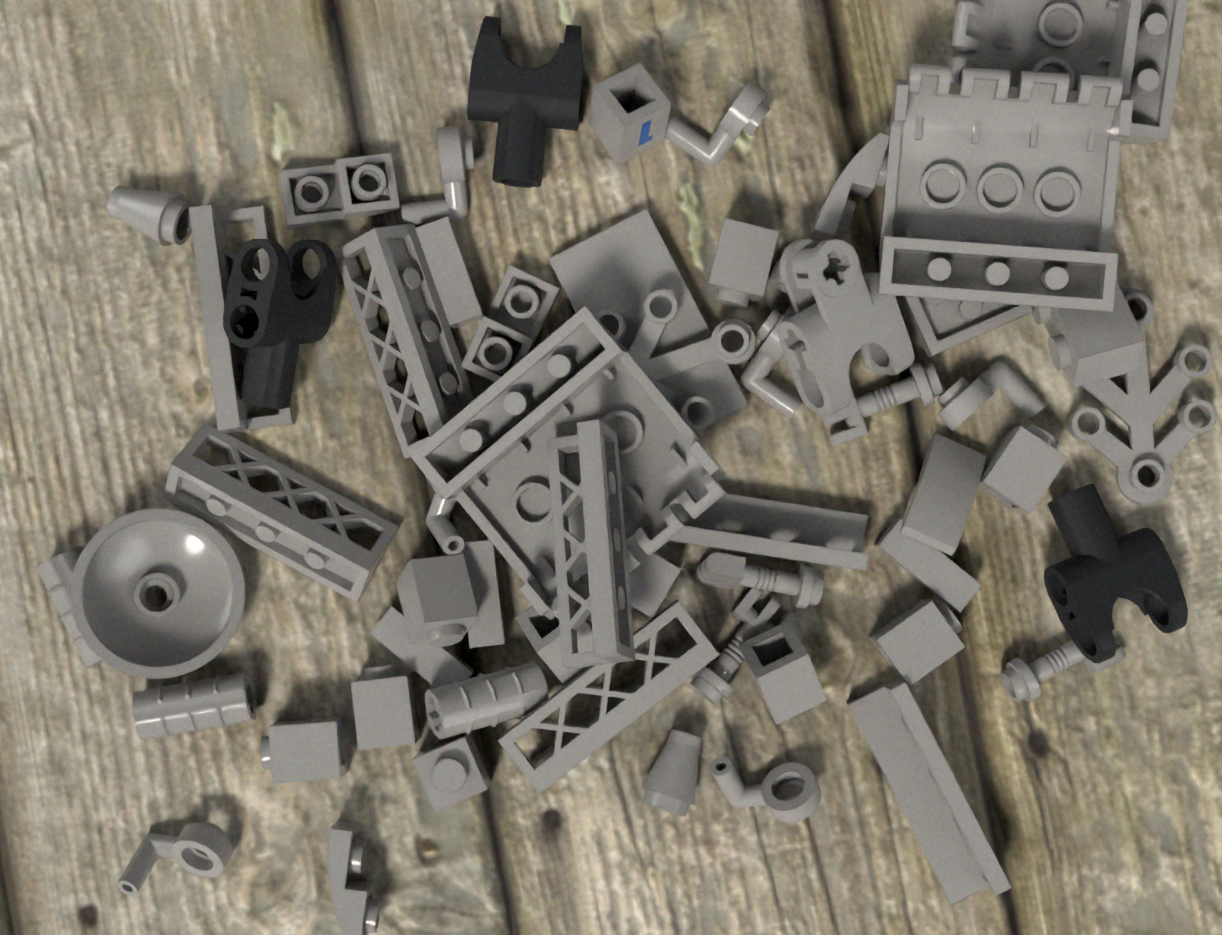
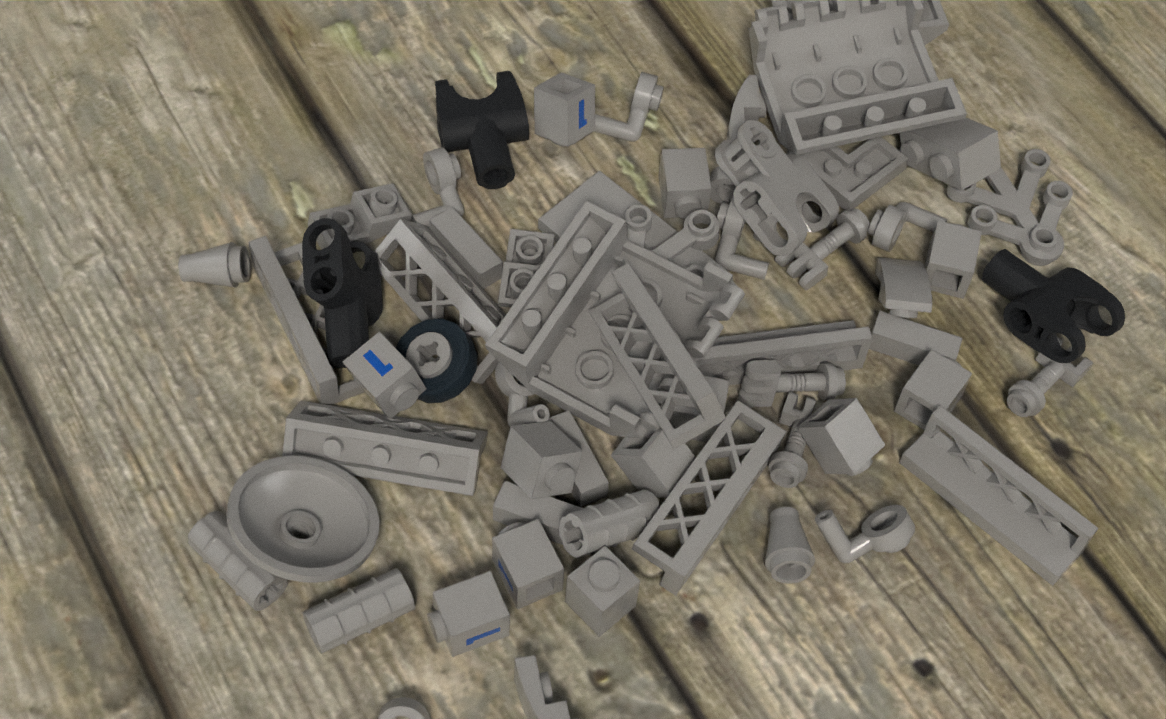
camera: 20 degrees left, 30 degrees down
(295, 442) = (385, 375): none -> light grey brick
(383, 431) = (456, 360): none -> black wheel

